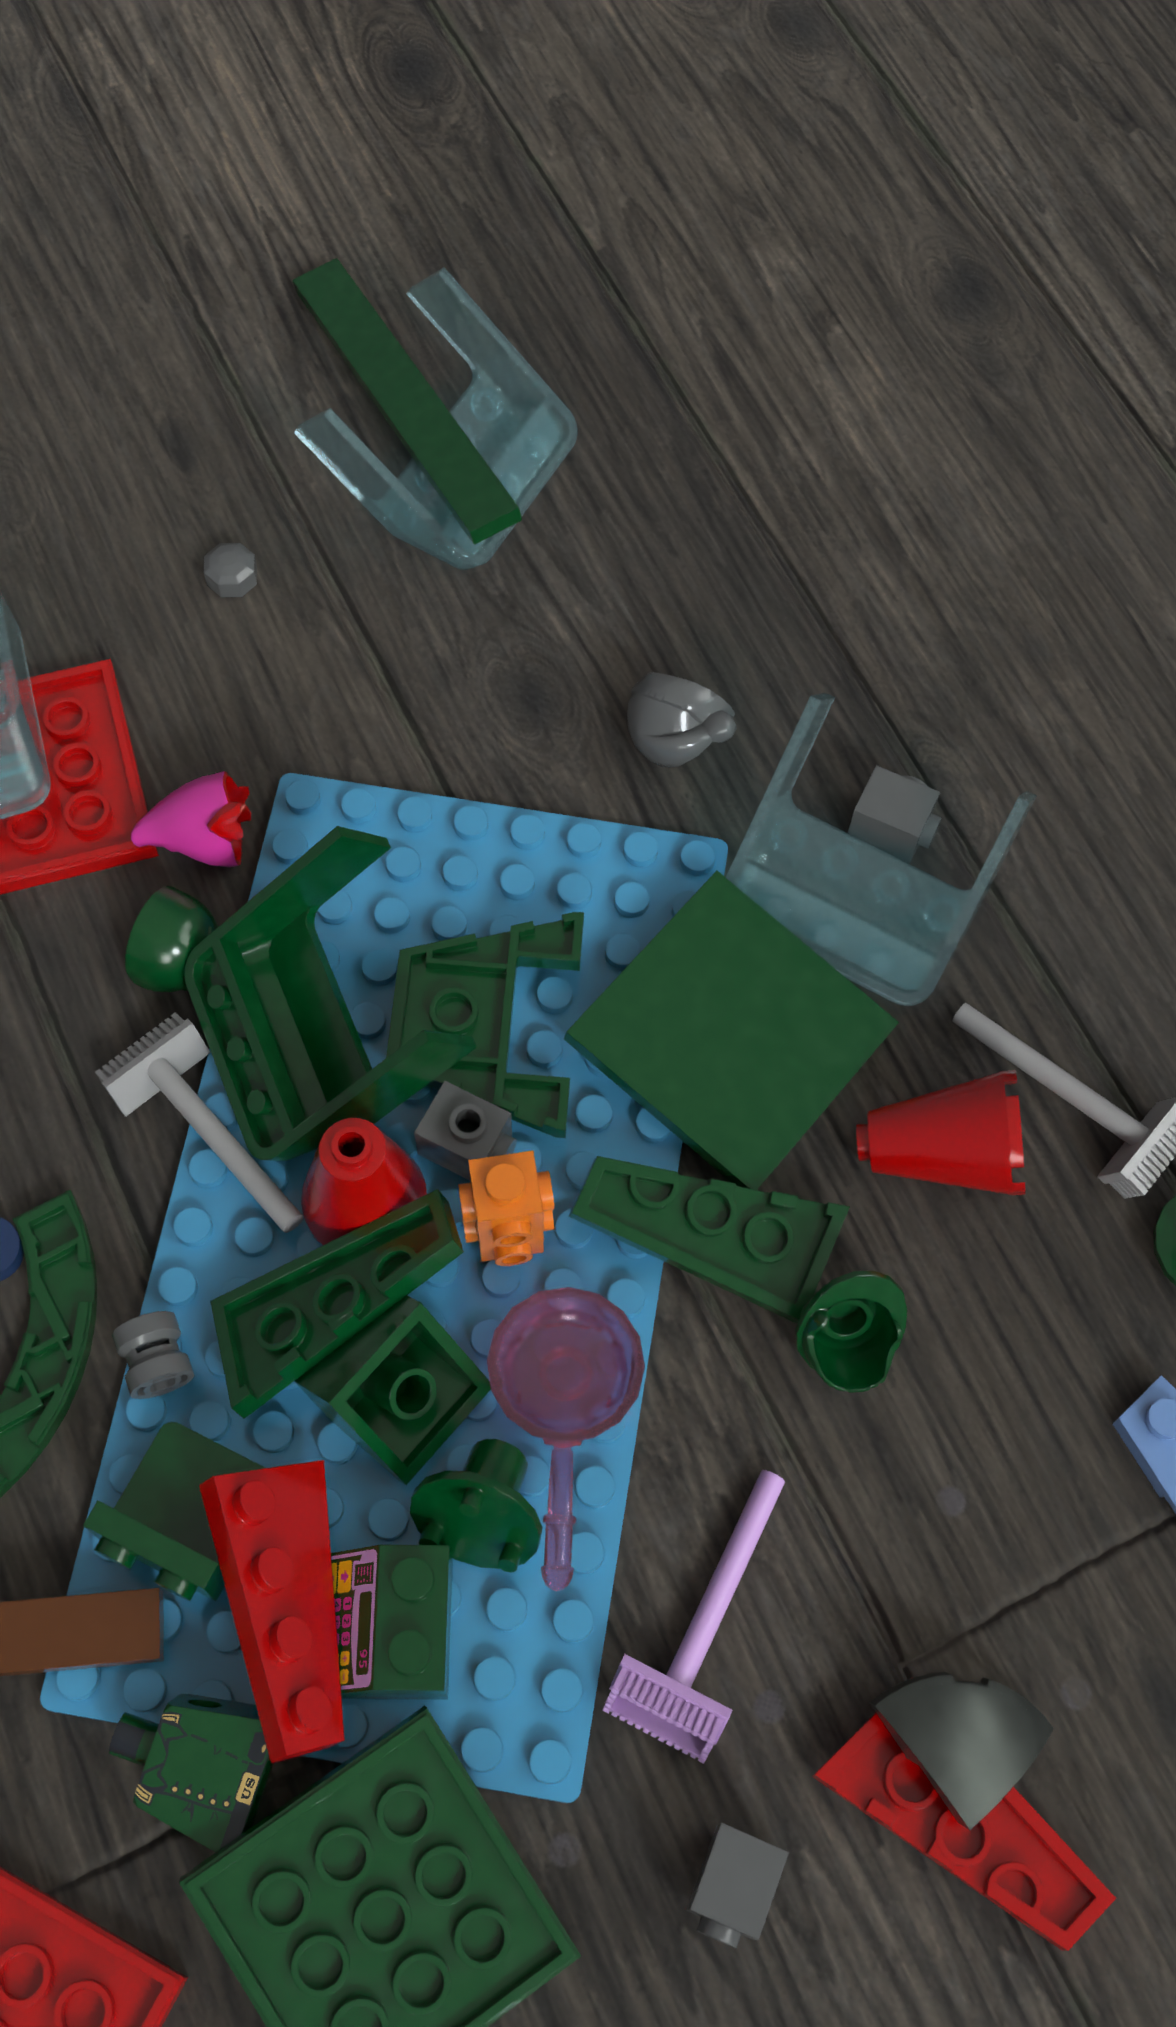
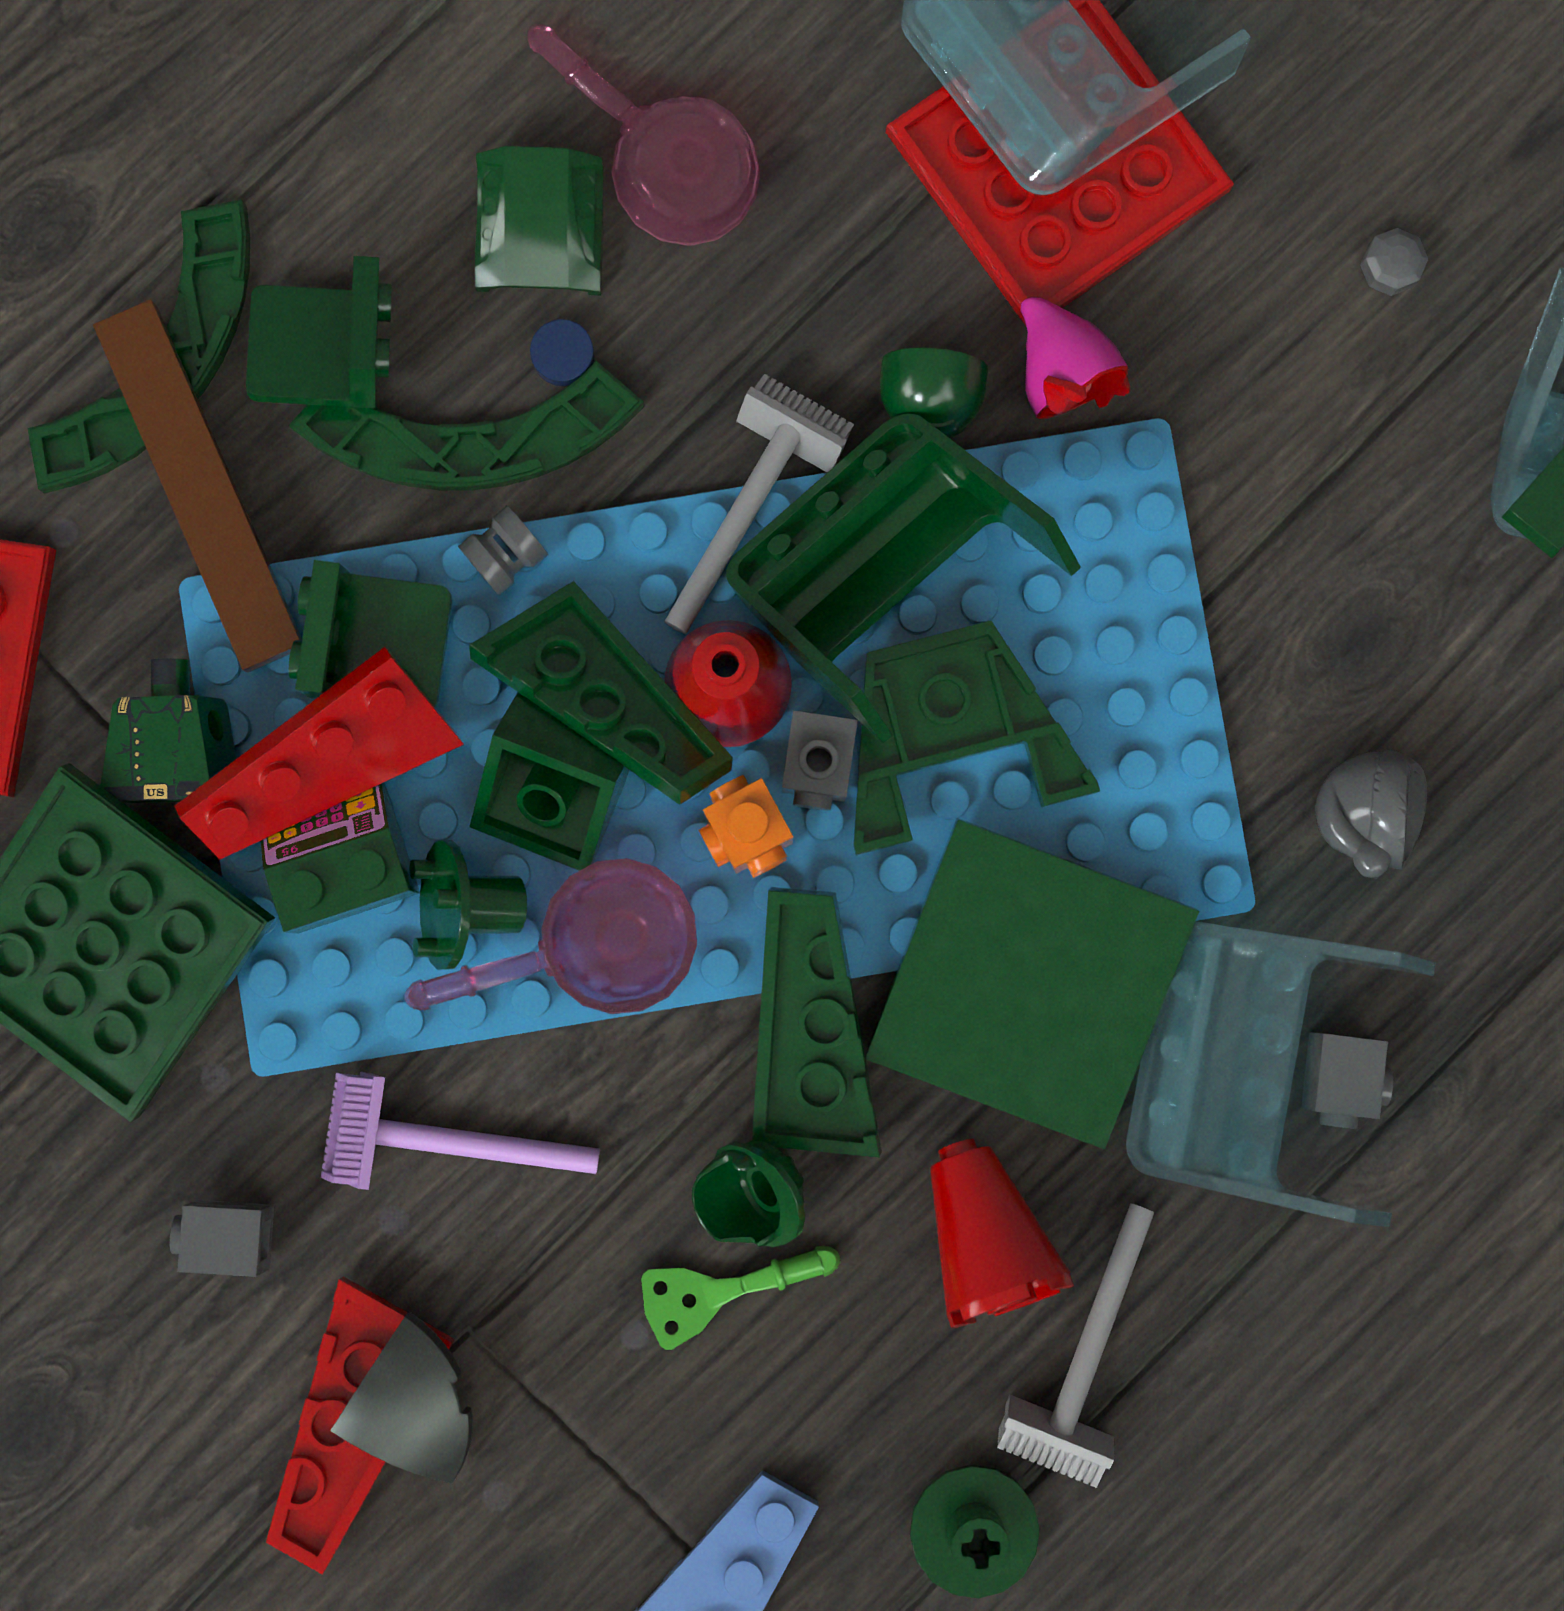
camera: 70 degrees right, 20 degrees up
(932, 1411) = (714, 1292): none -> bright green piece

